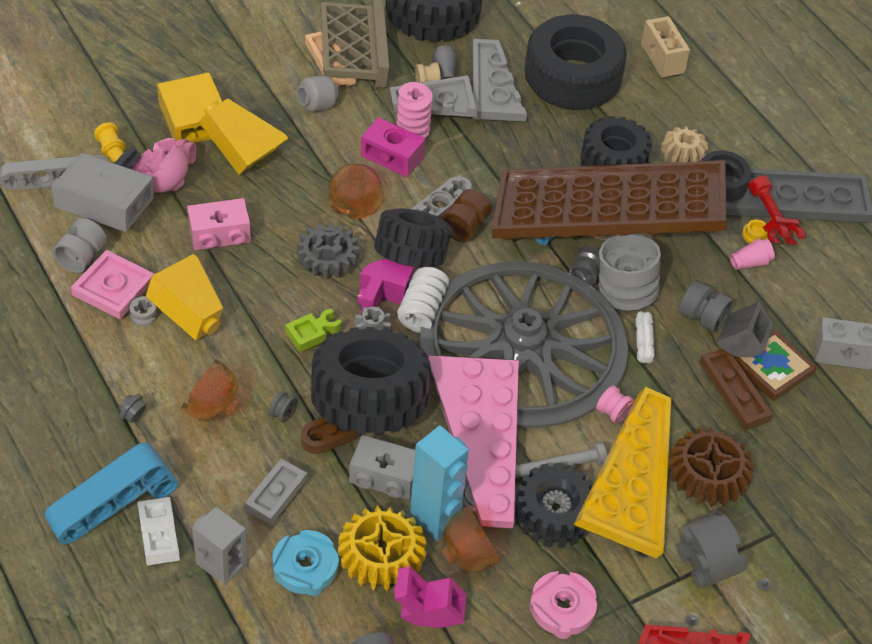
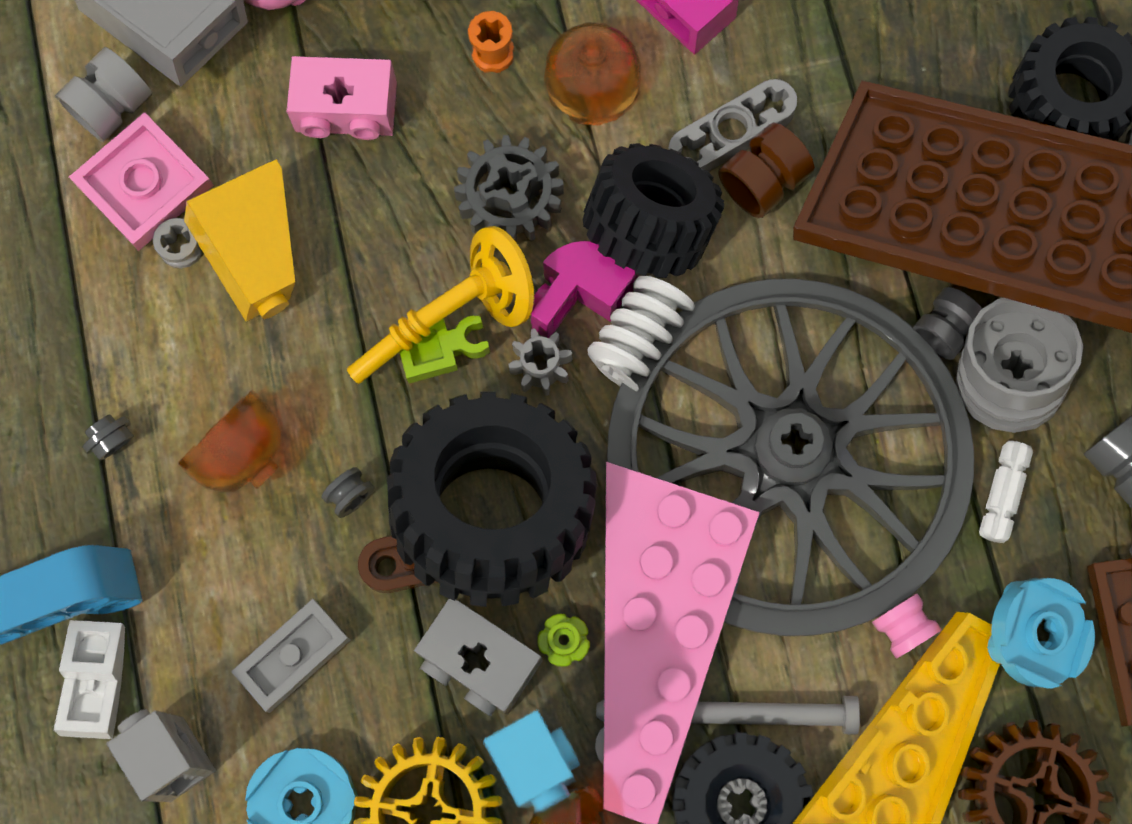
camera: 25 degrees right, 25 degrees up
(295, 181) = (491, 41): none -> orange bush
(330, 288) = (483, 283): none -> yellow dish
(691, 403) = (1015, 632): none -> medium azure plate

